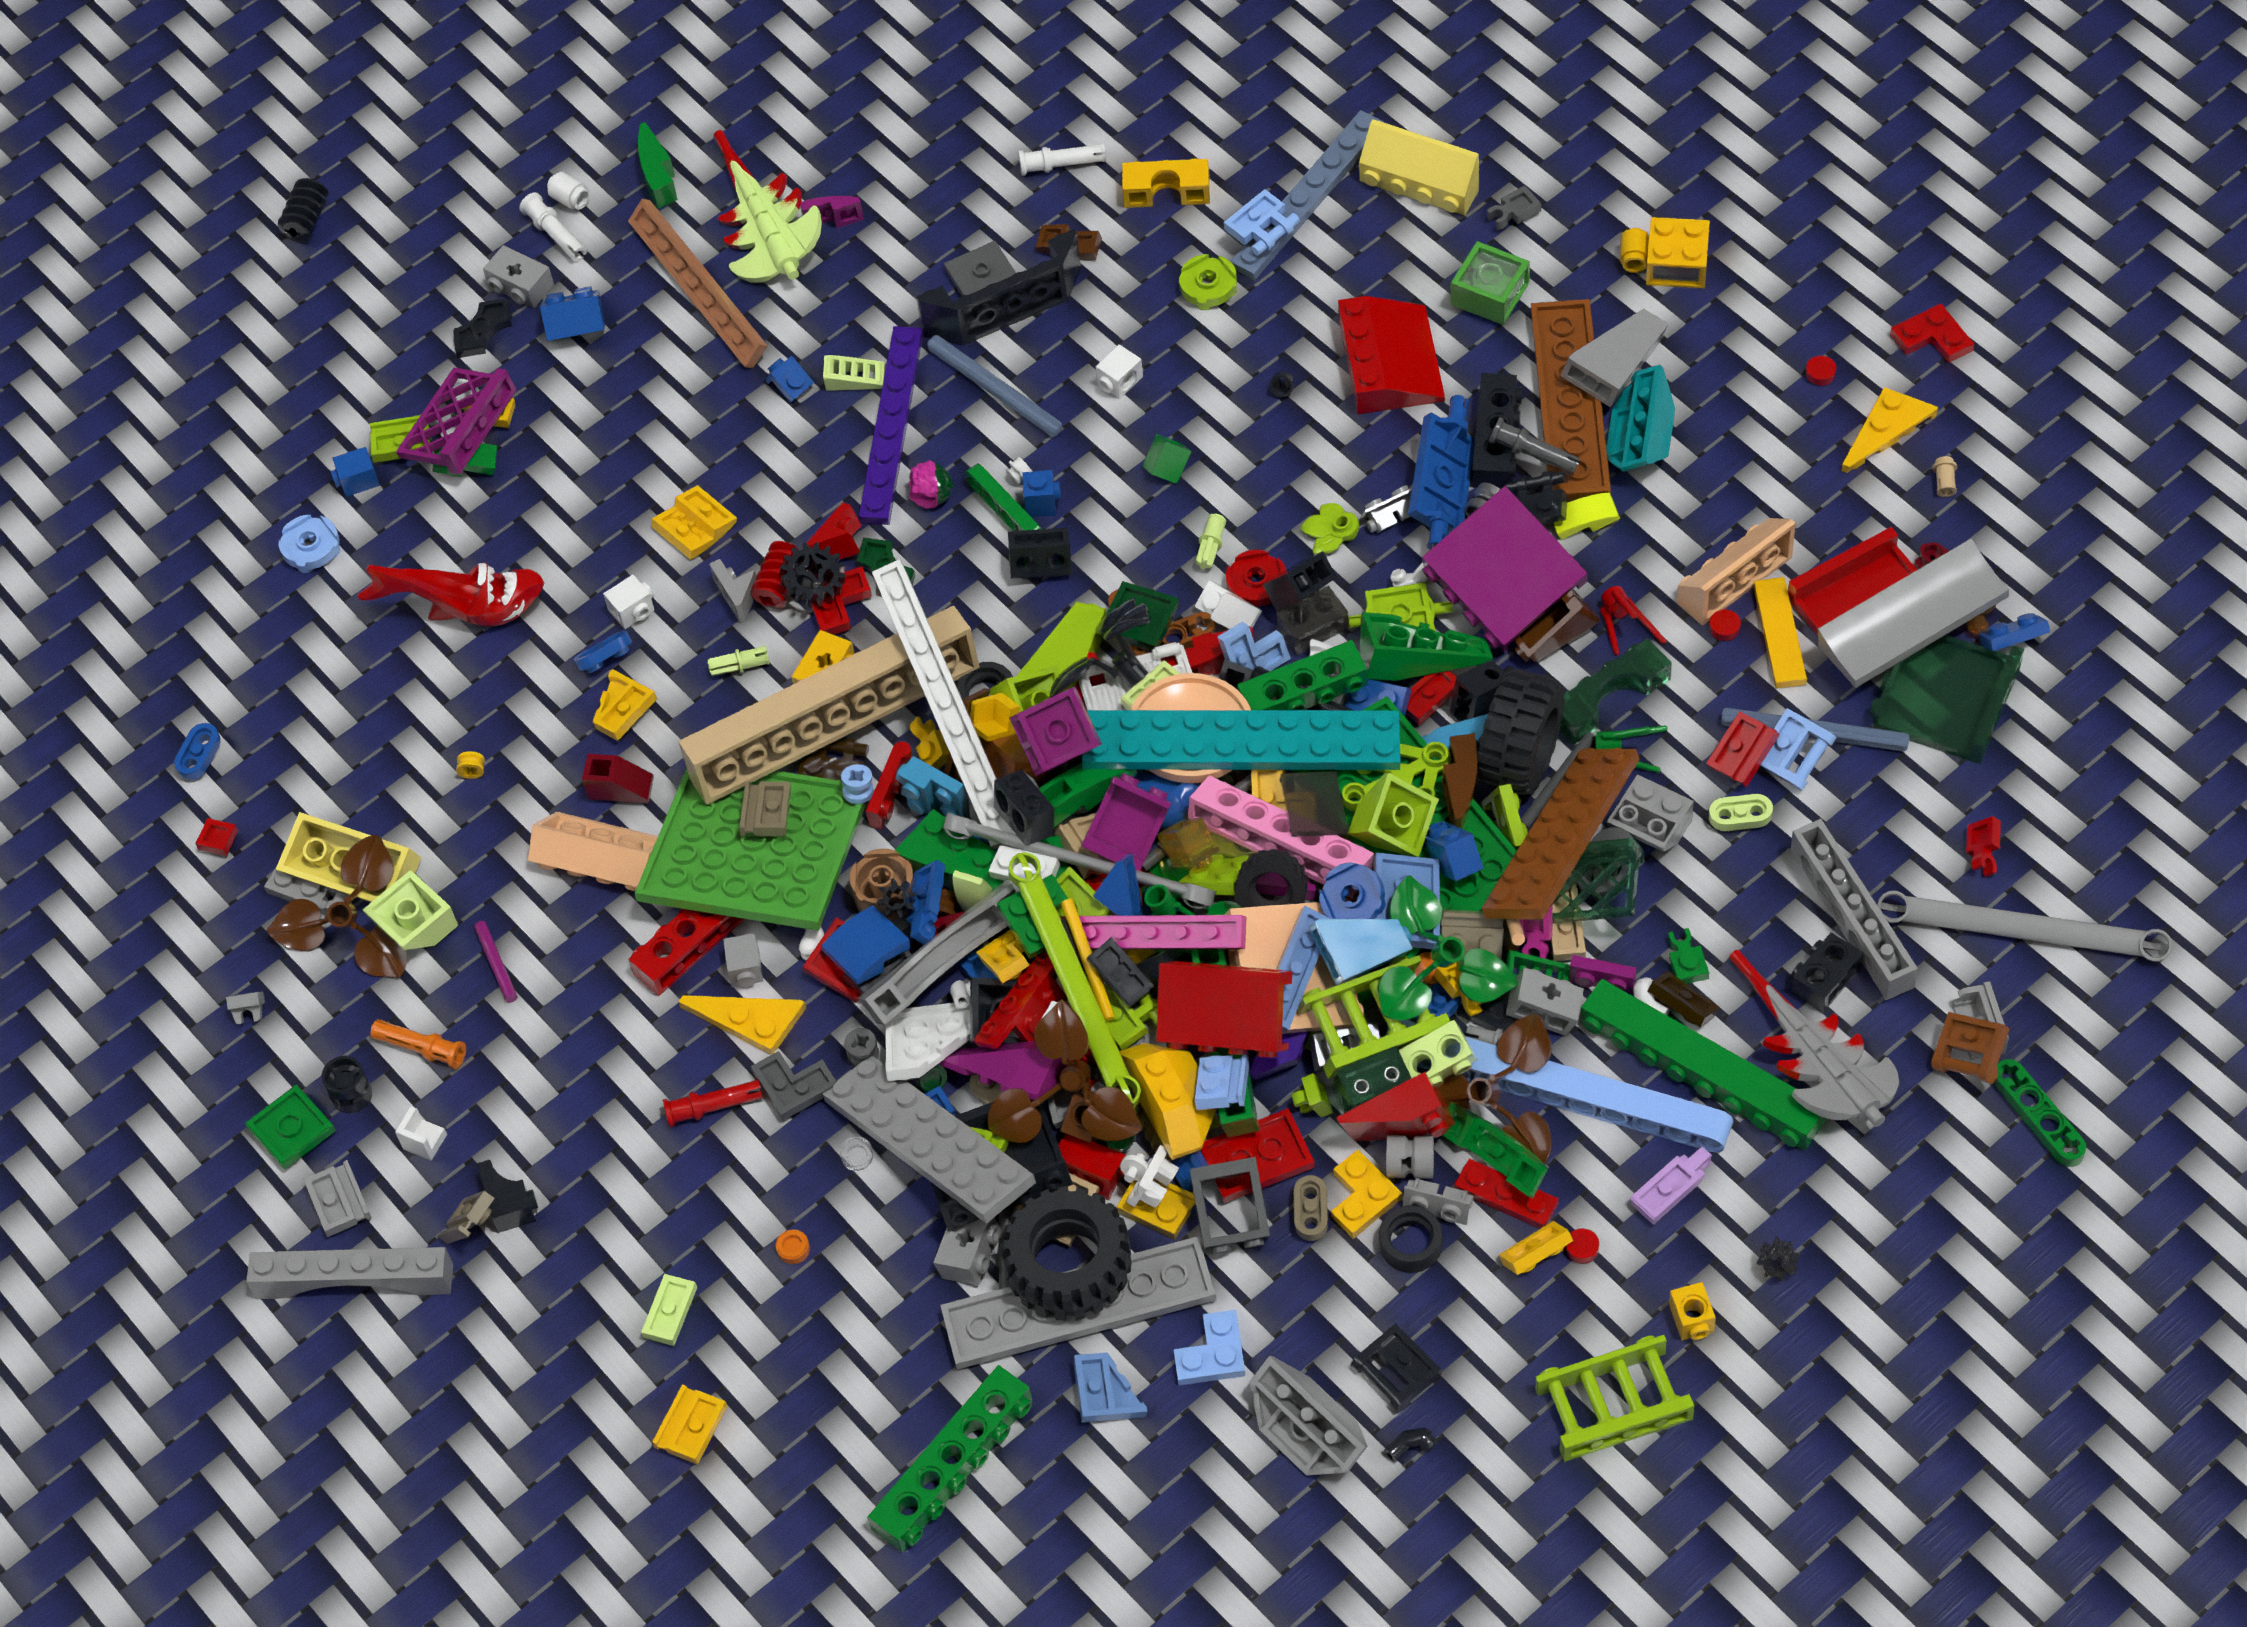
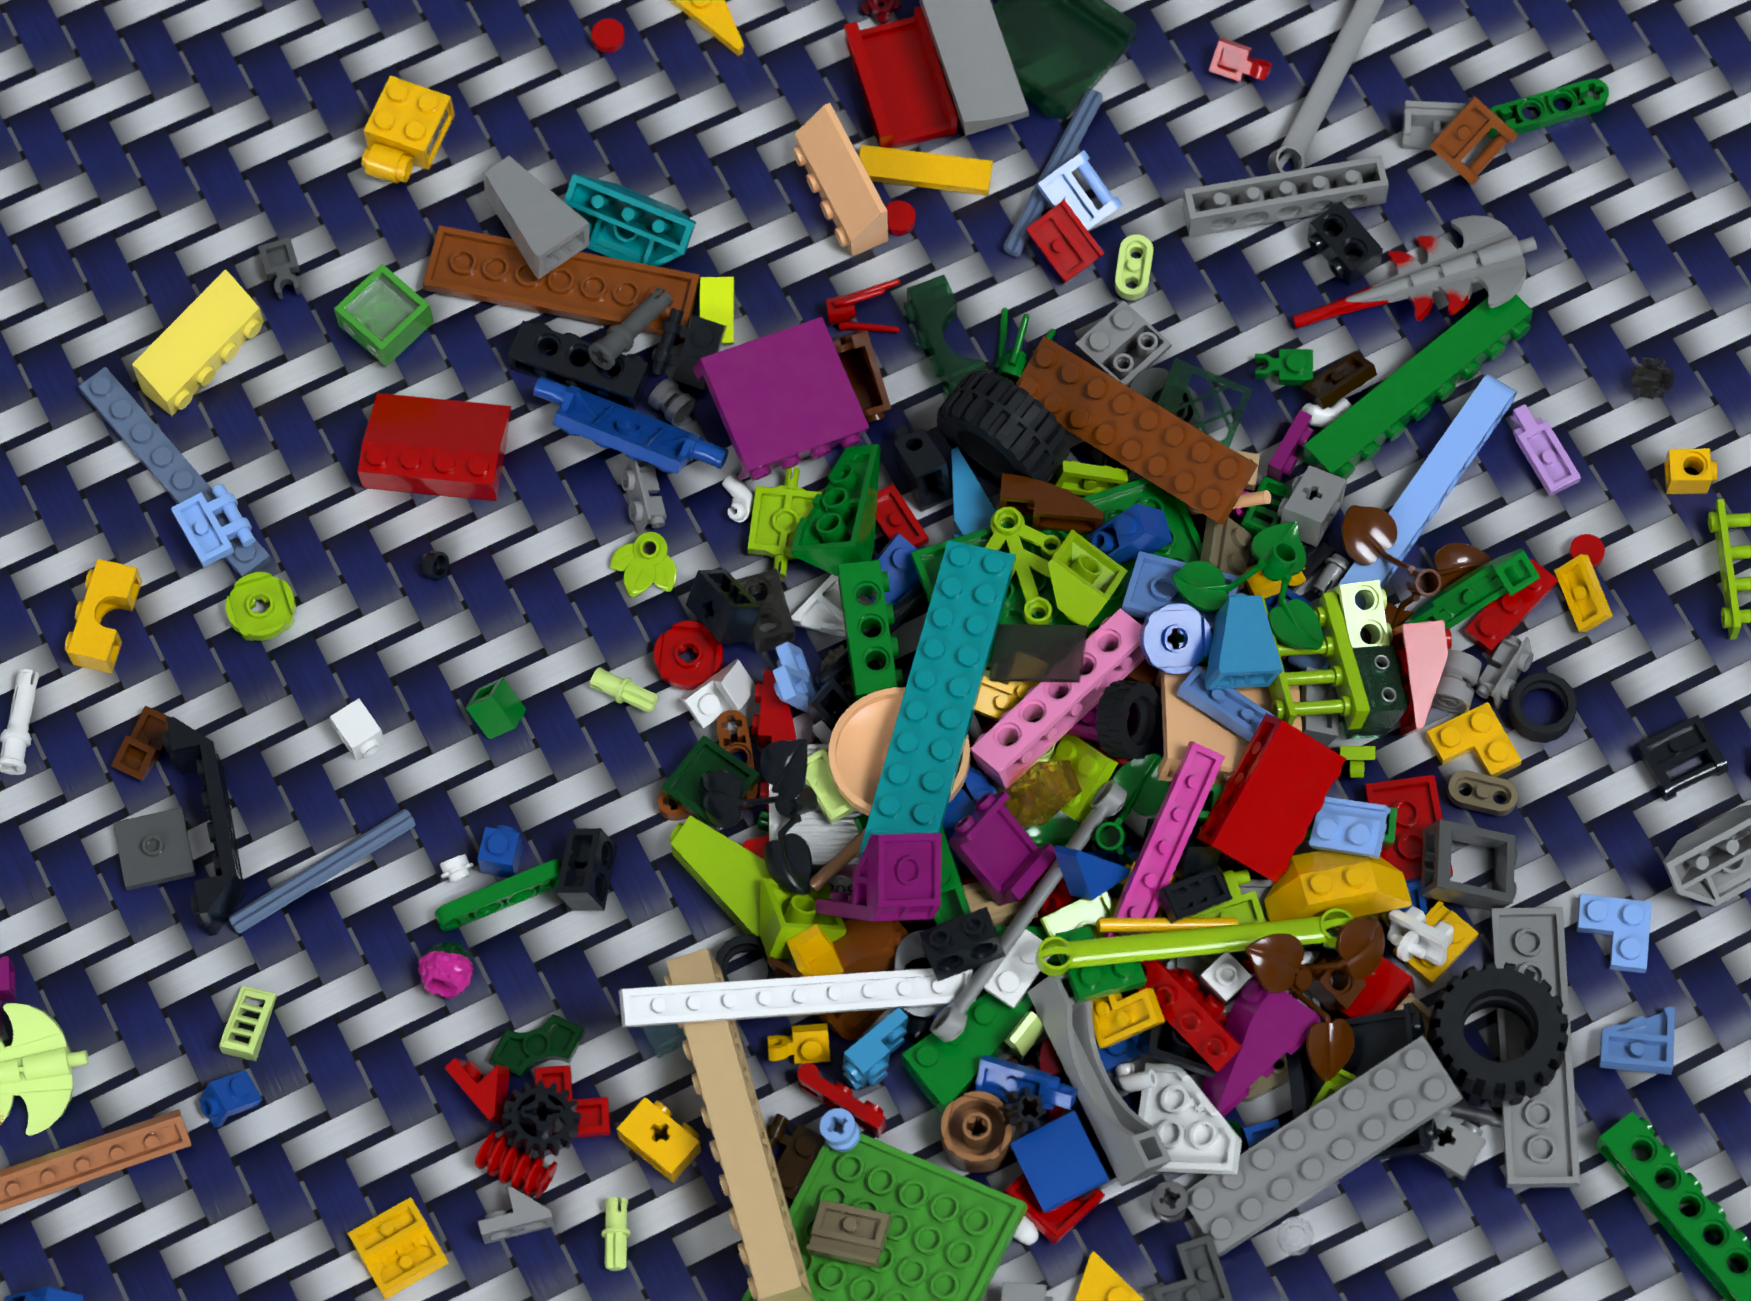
camera: 80 degrees left, 10 degrees up
(891, 426) = (335, 996): dark purple plate -> none

